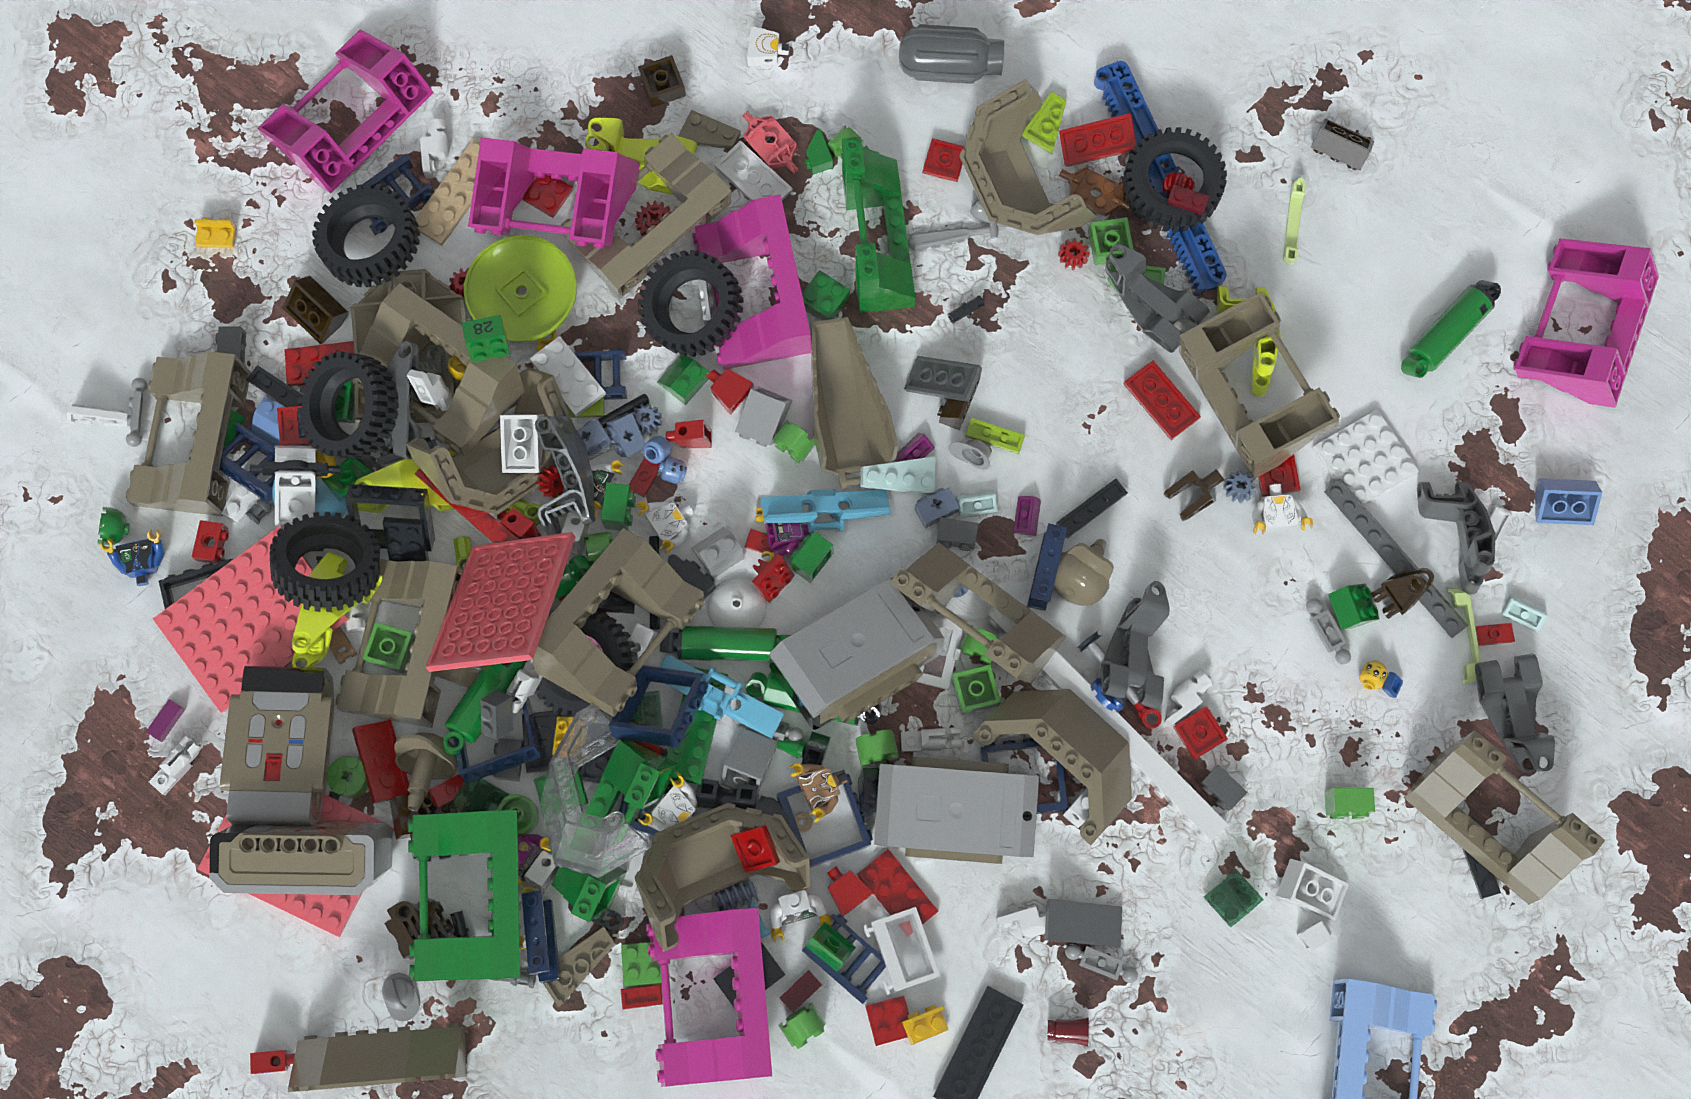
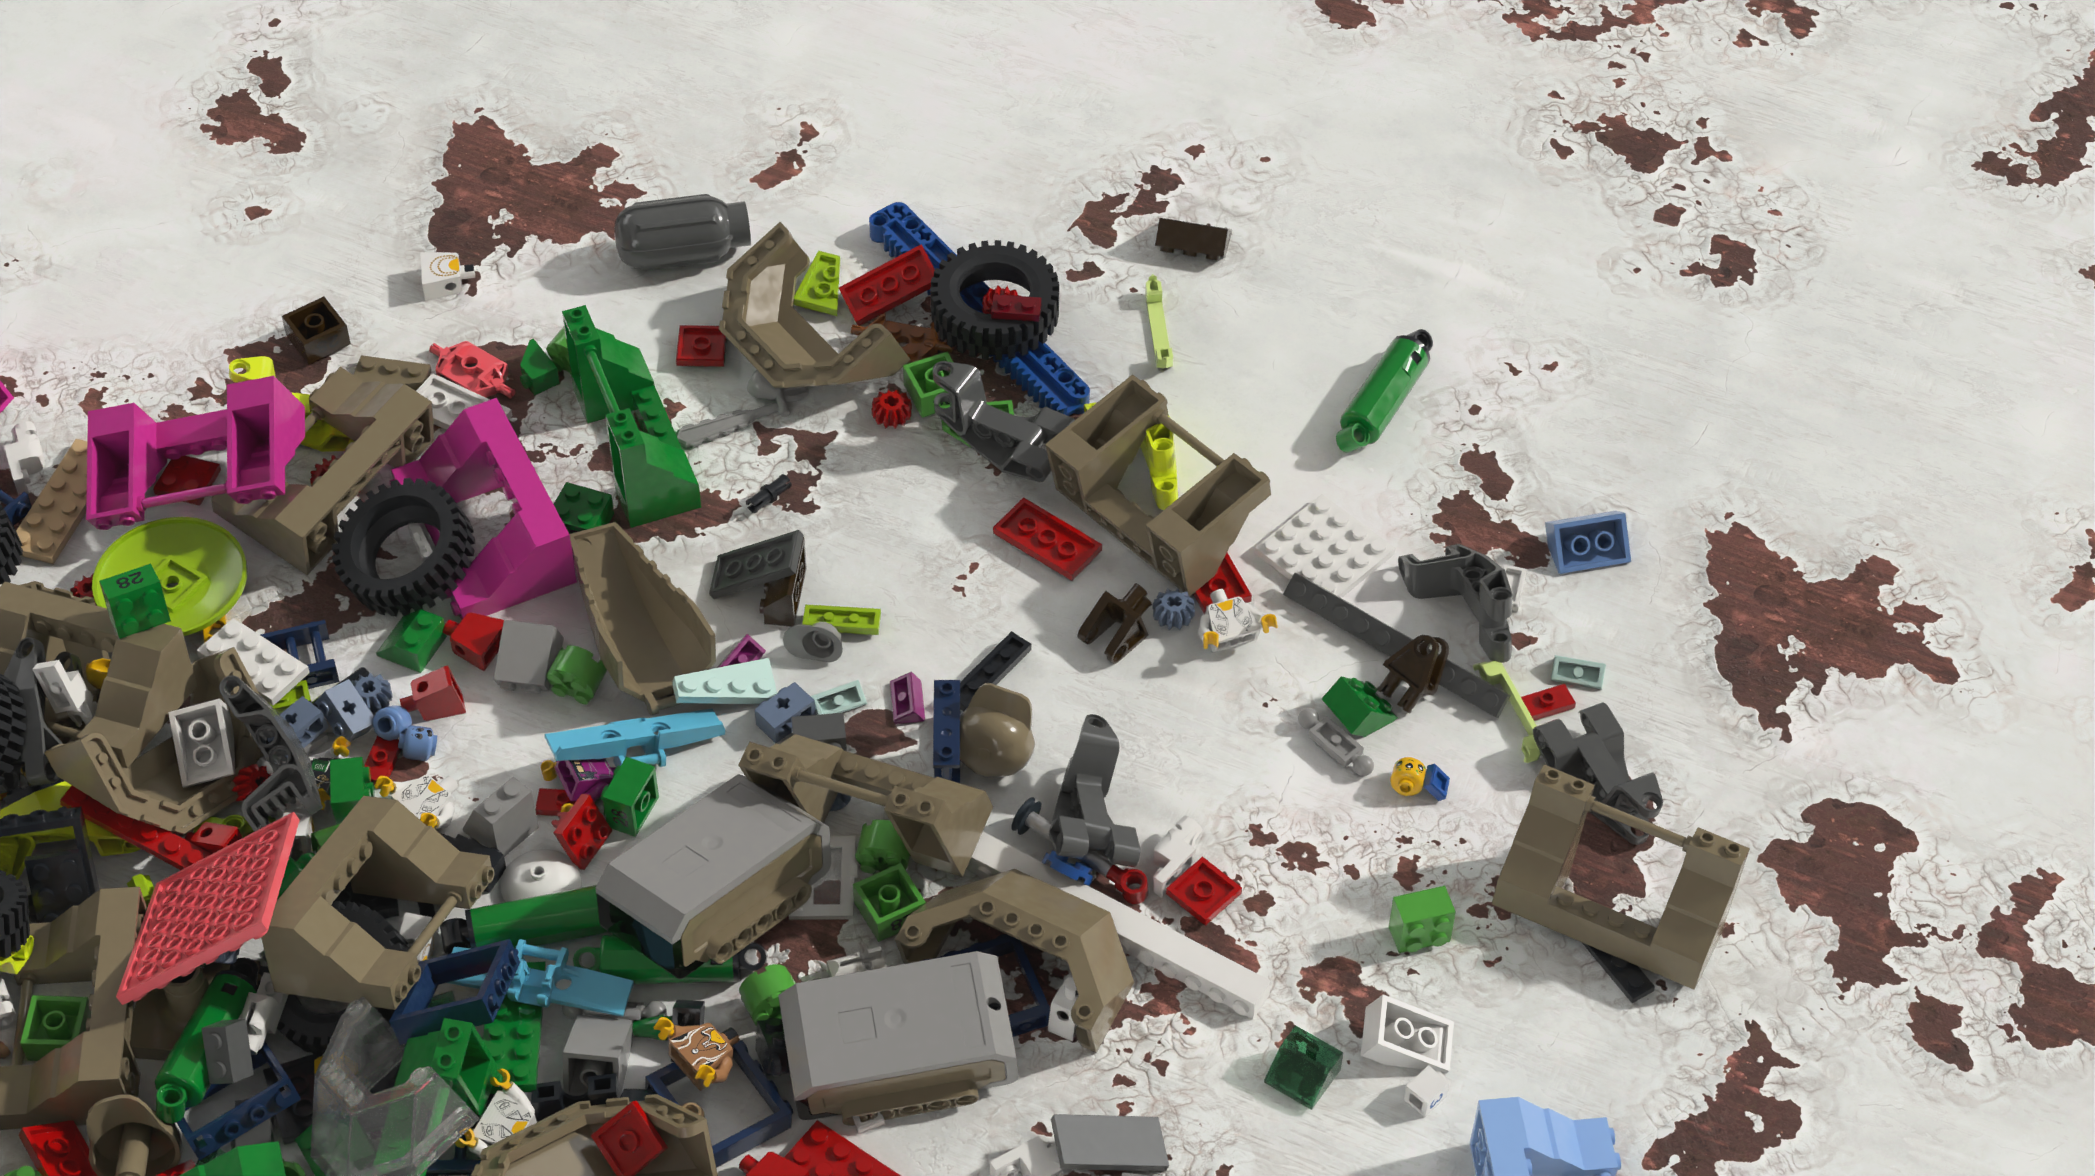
camera: 15 degrees left, 25 degrees down
(1222, 788) = (1252, 946): dark grey brick -> none
(1586, 370) = (1569, 392): dark pink brick -> none

